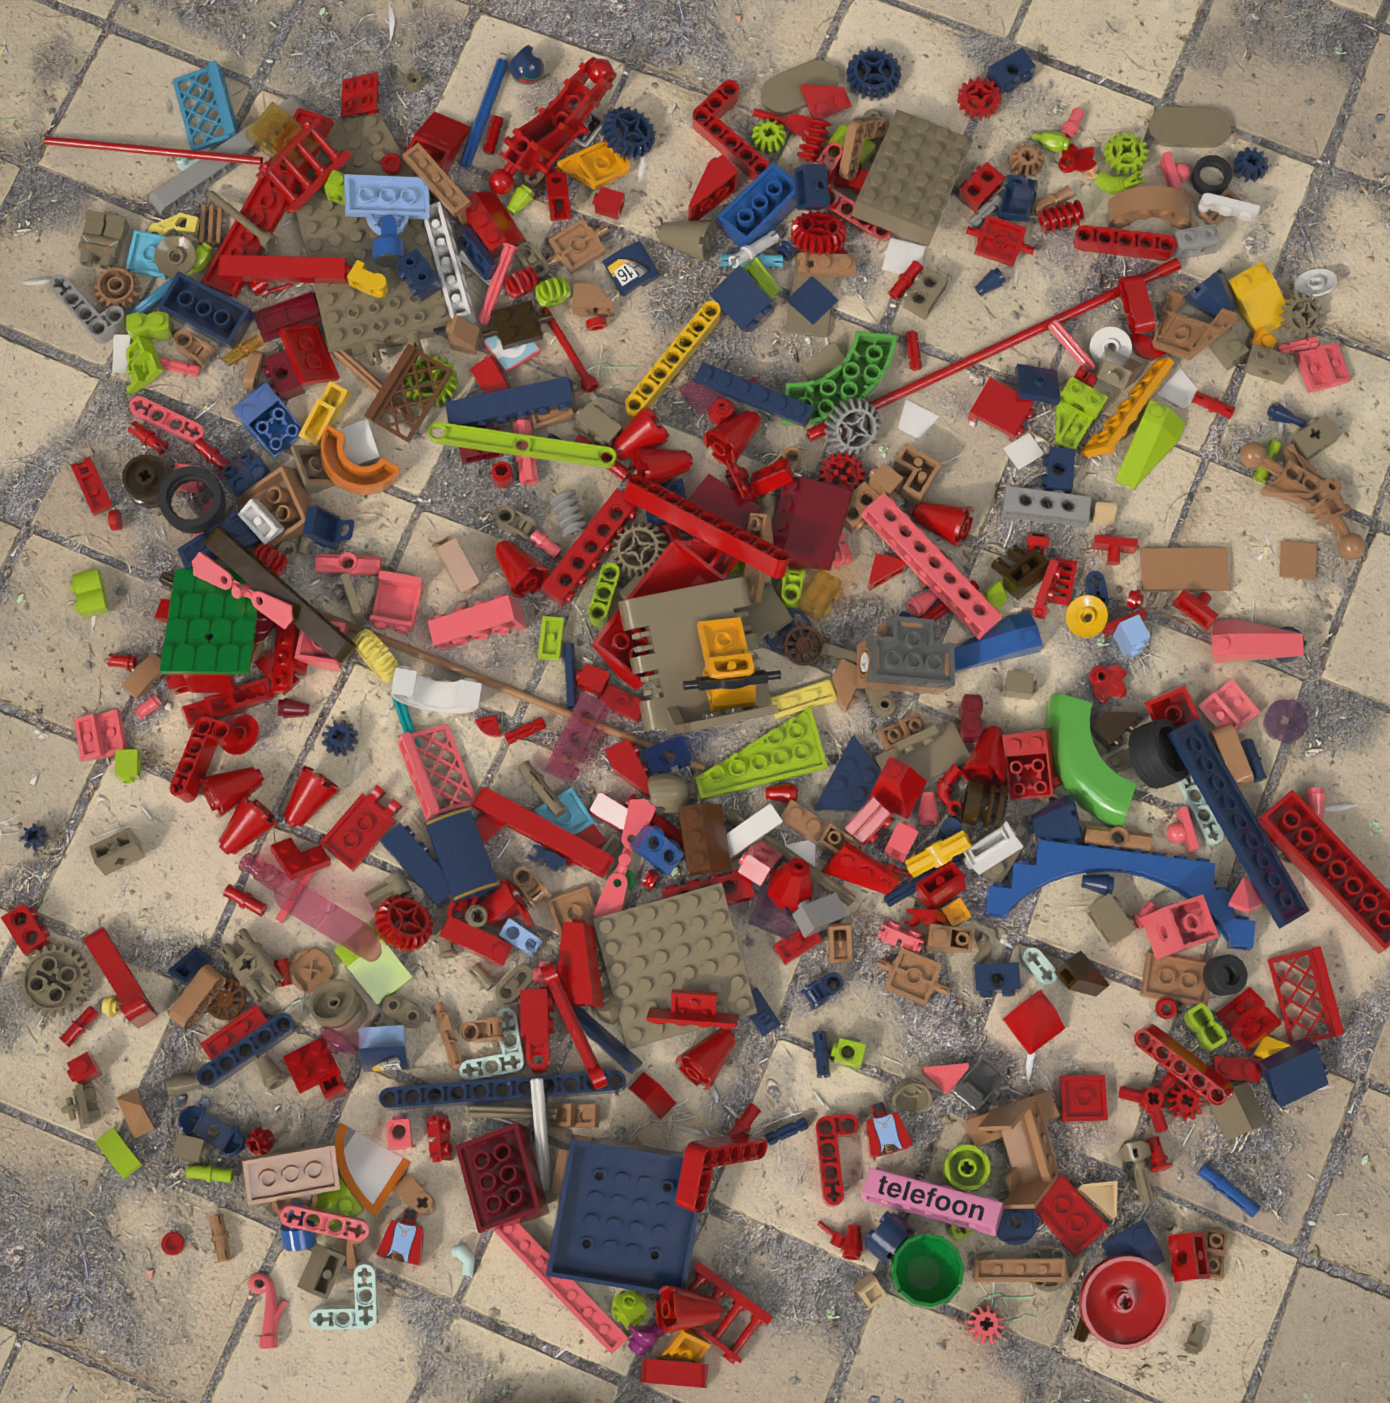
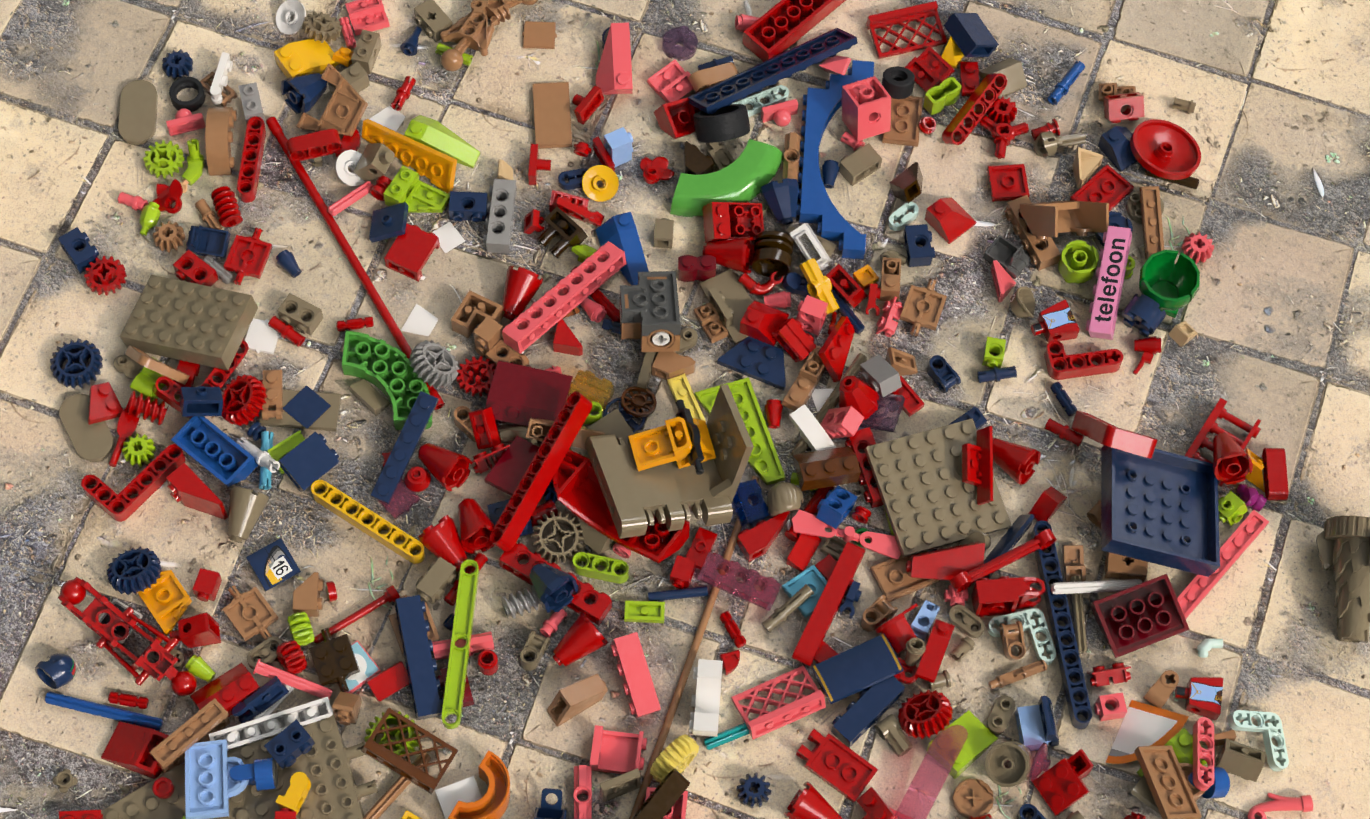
camera: 95 degrees left, 10 degrees down
(574, 534) = (552, 587): none -> dark blue cone

